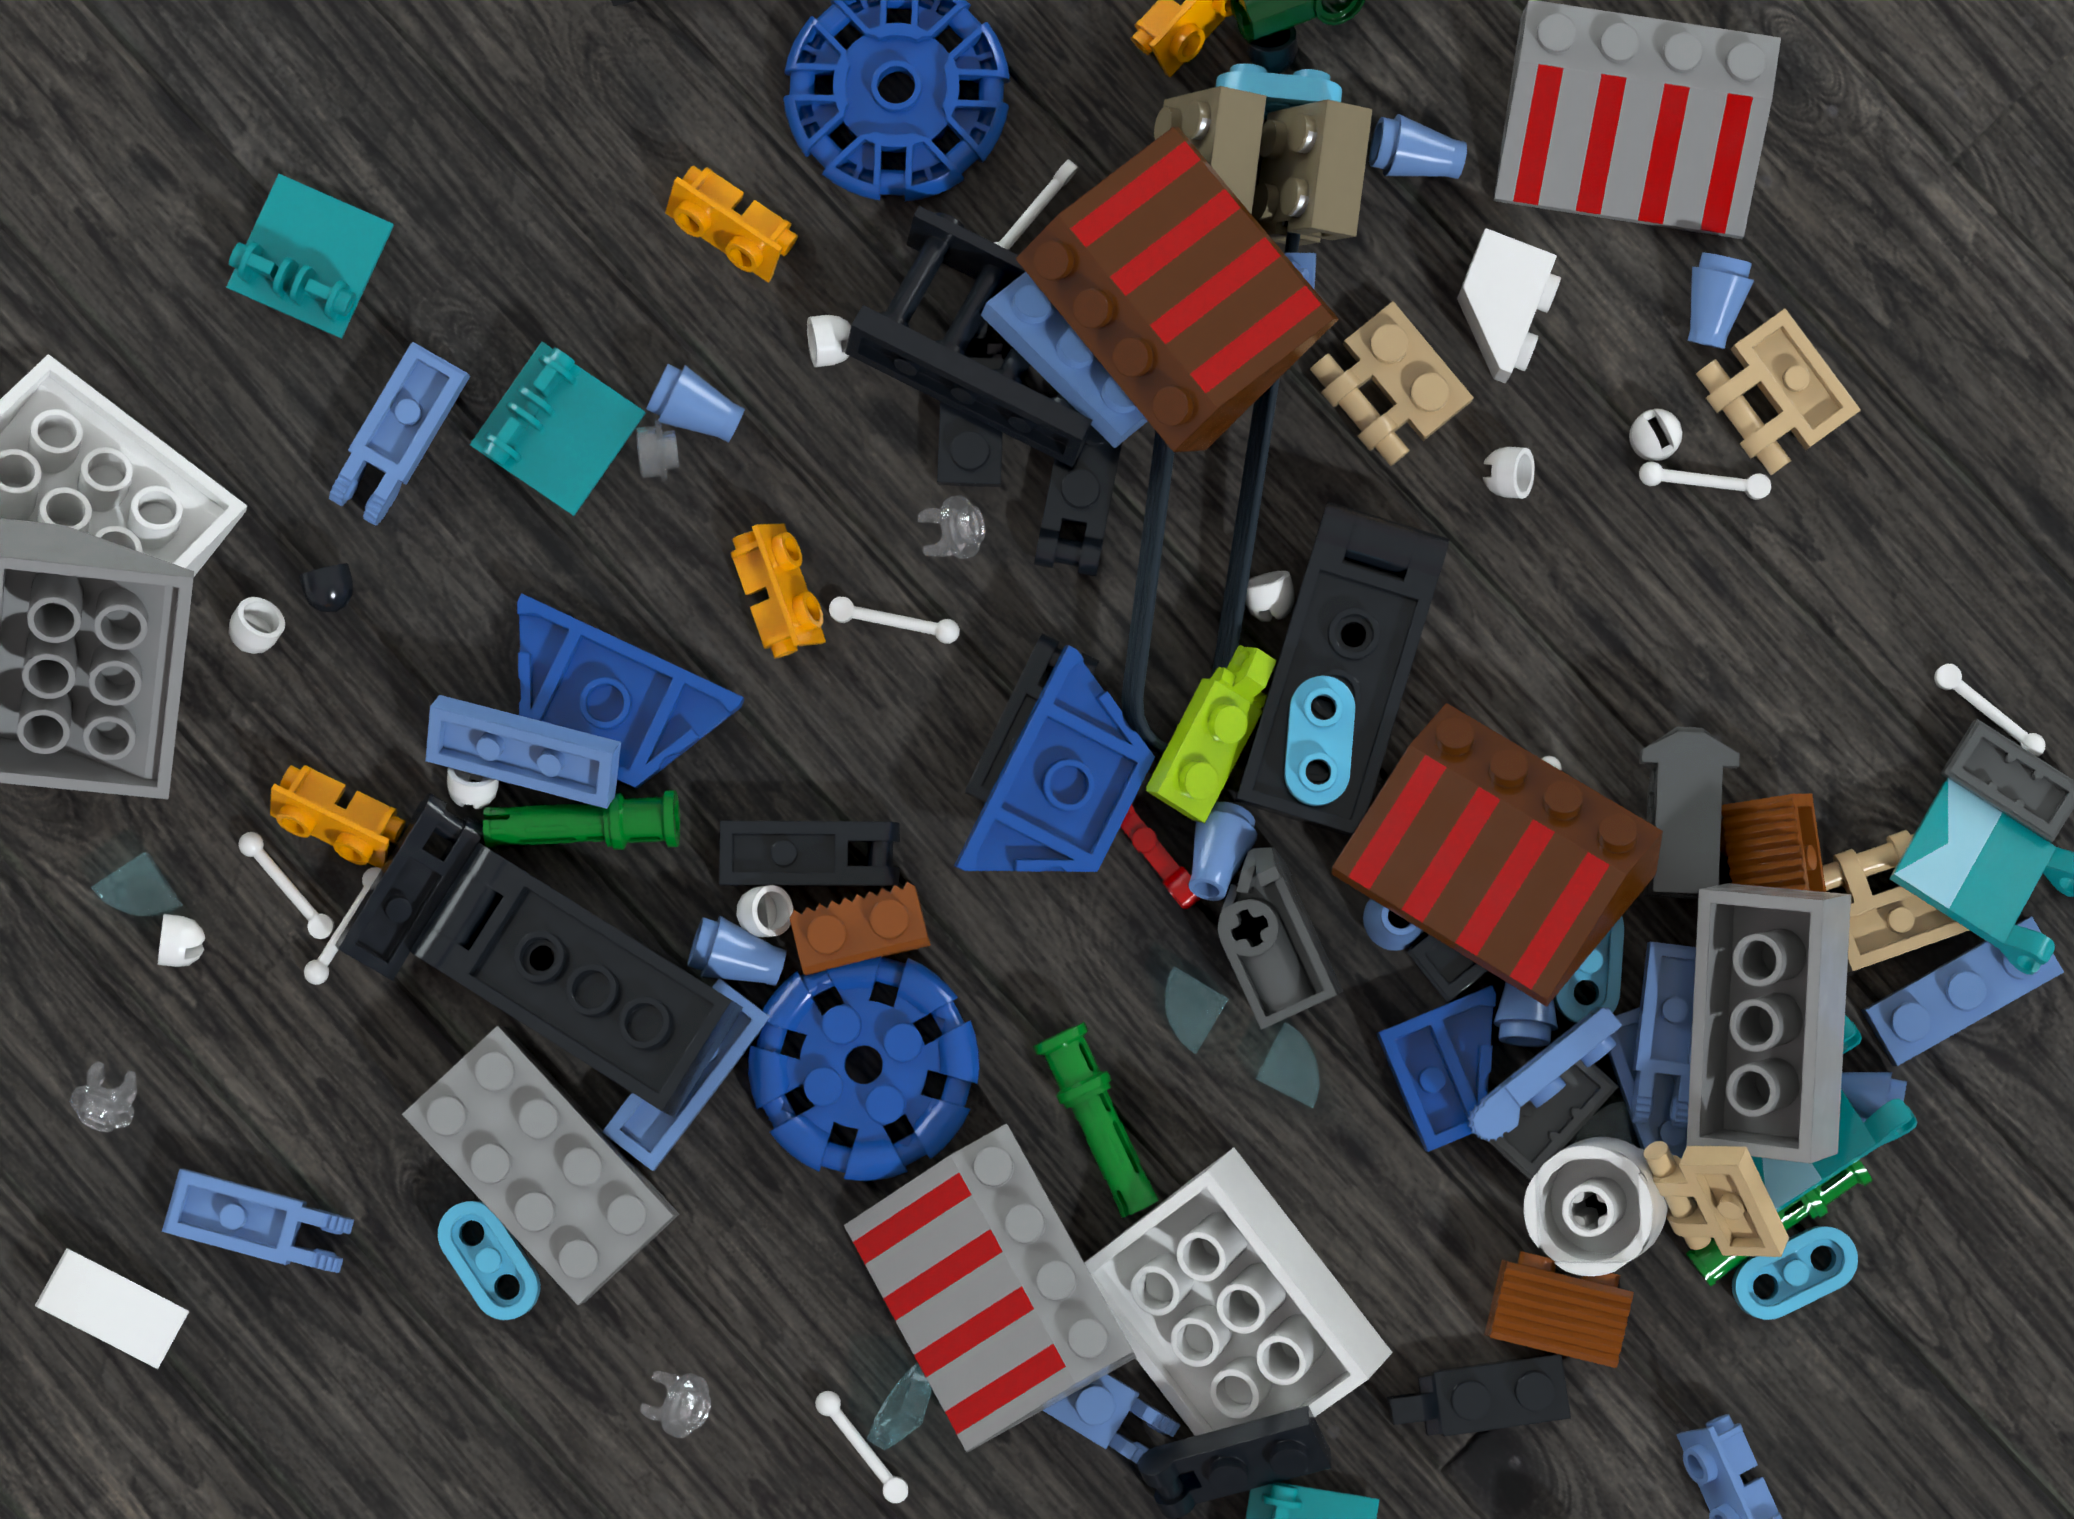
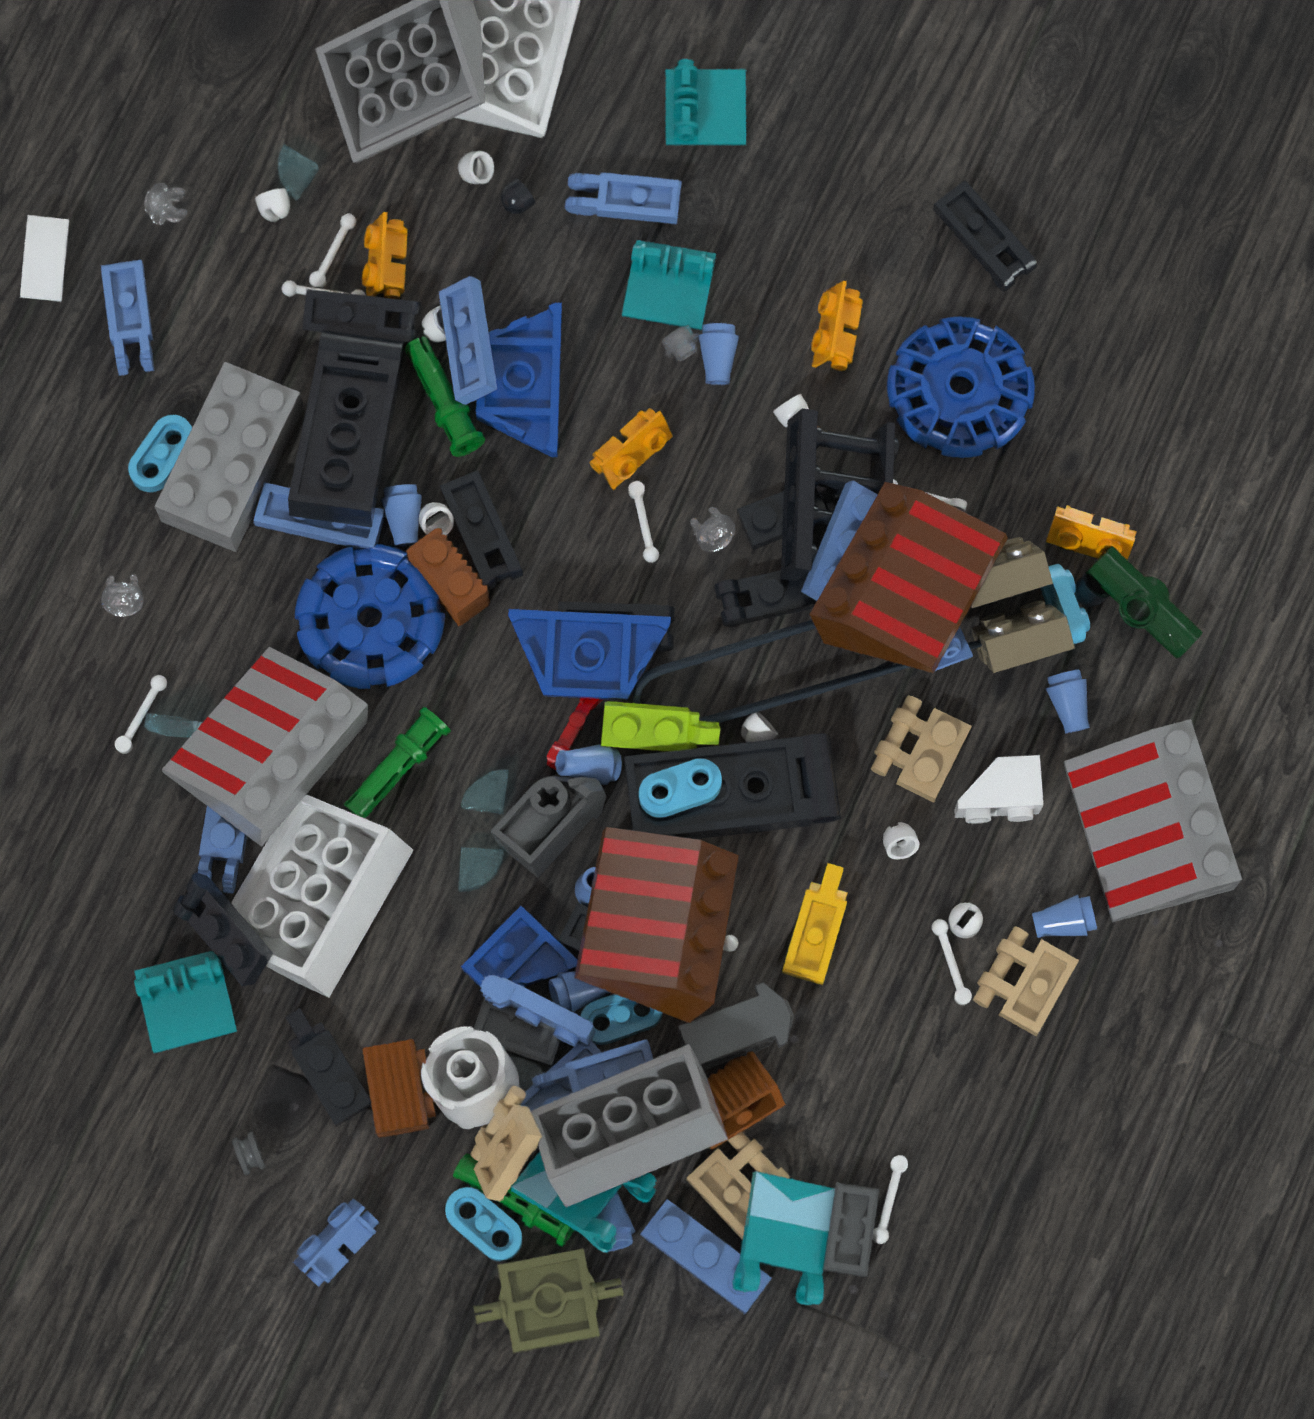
camera: 65 degrees right, 10 degrees down
(1582, 639) = (817, 928): none -> yellow hinge
(1935, 1229) = (548, 1300): none -> olive plate

